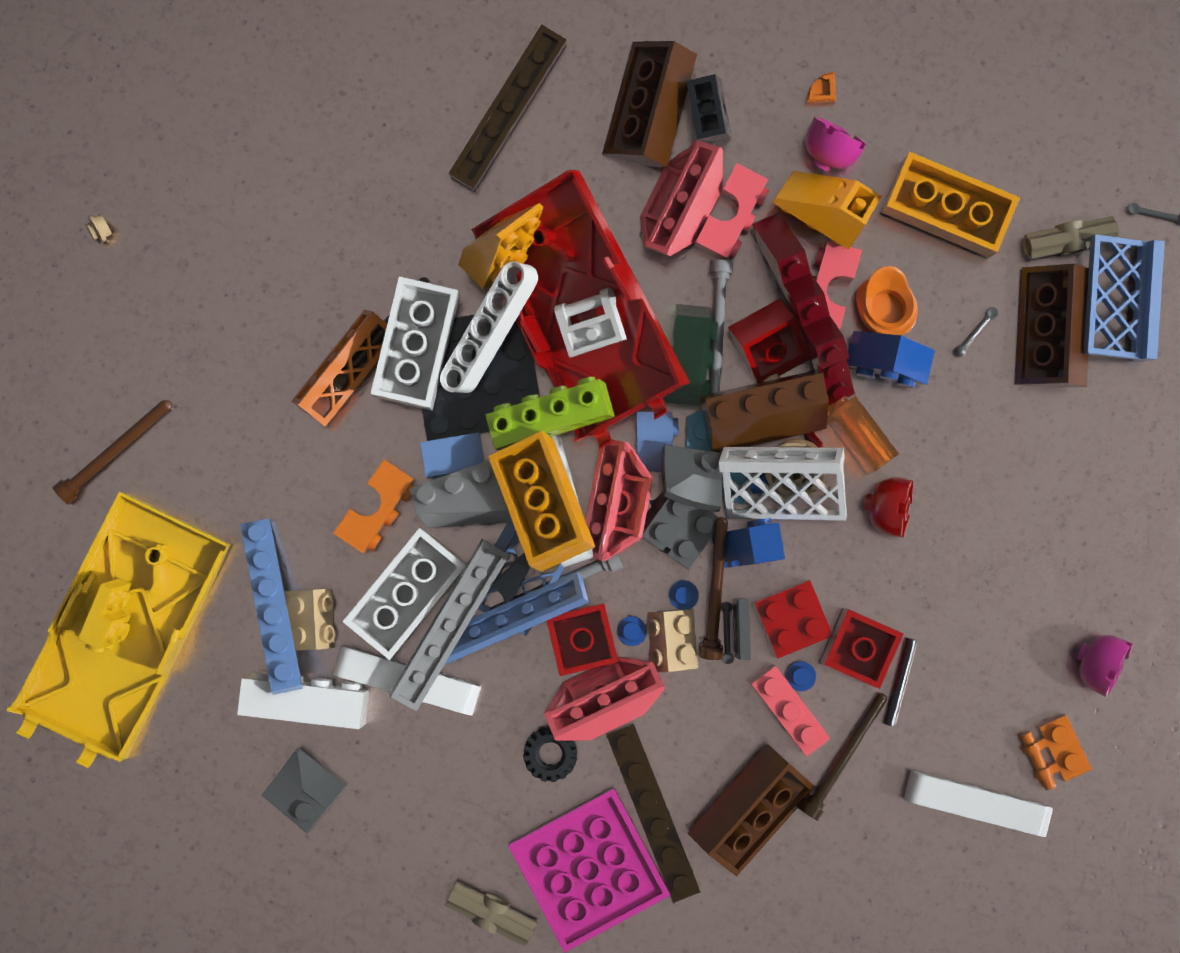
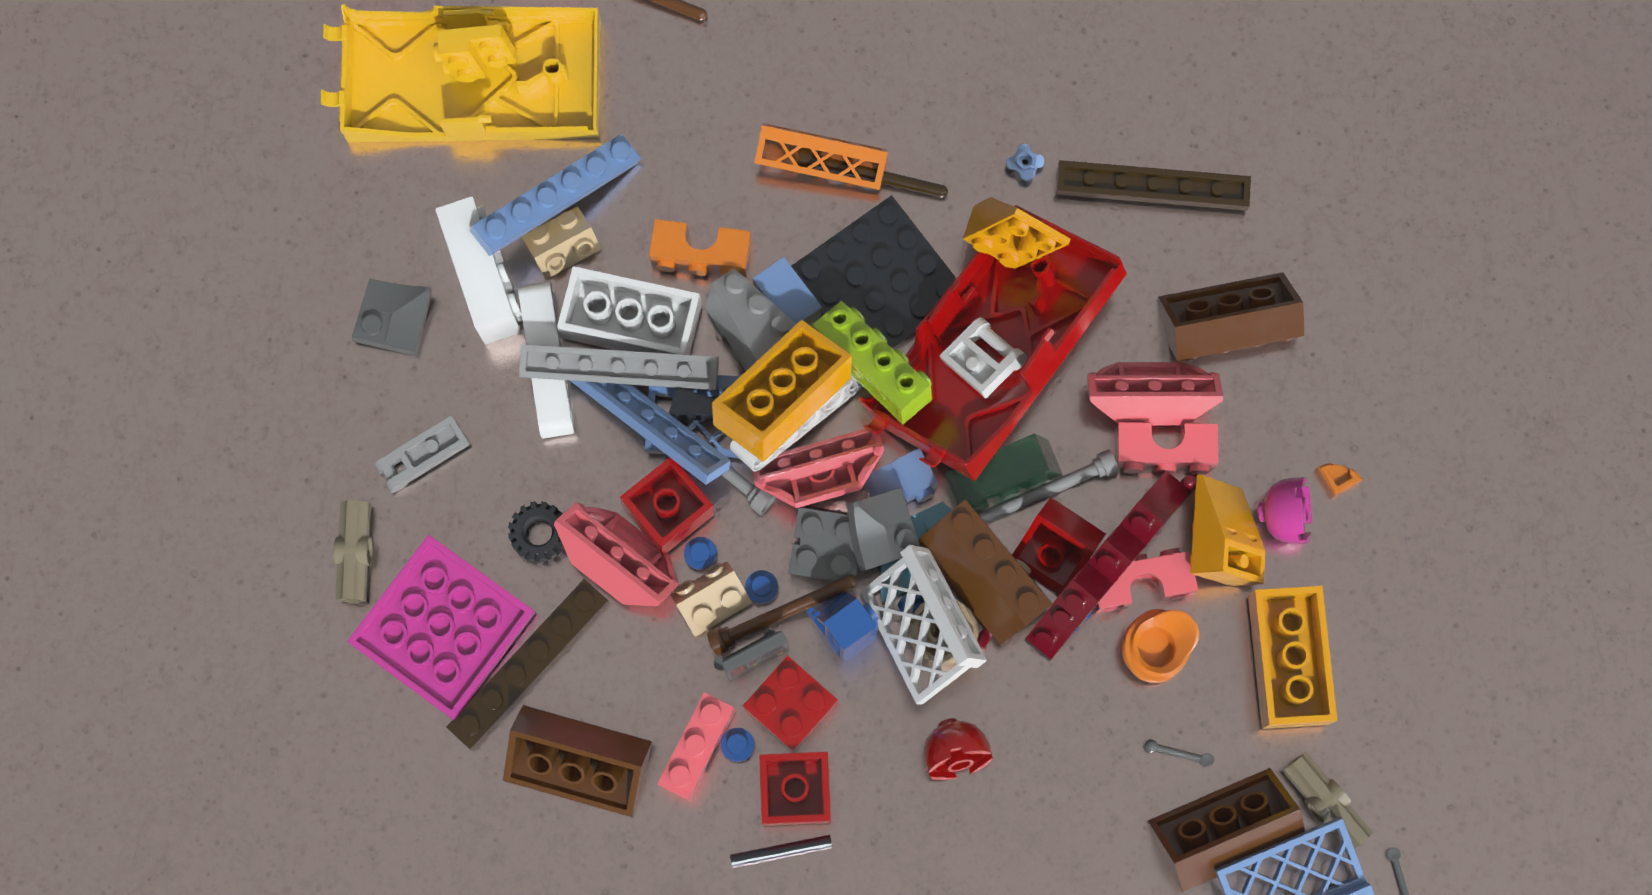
camera: 70 degrees right, 10 degrees down
(415, 343) = (876, 204): white brick -> none
(435, 818) = (422, 453): none -> light grey plate
(442, 205) = (1023, 171): none -> light blue plate
(501, 322) = (927, 261): white beam -> none
(709, 108) = (1256, 372): black brick -> none
(771, 209) = (1190, 481): none -> dark red piece
(814, 805) = (612, 822): dark brown piece -> none
(860, 434) = (1011, 678): clear orange brick -> none
(891, 357) = (1105, 673): blue brick -> none

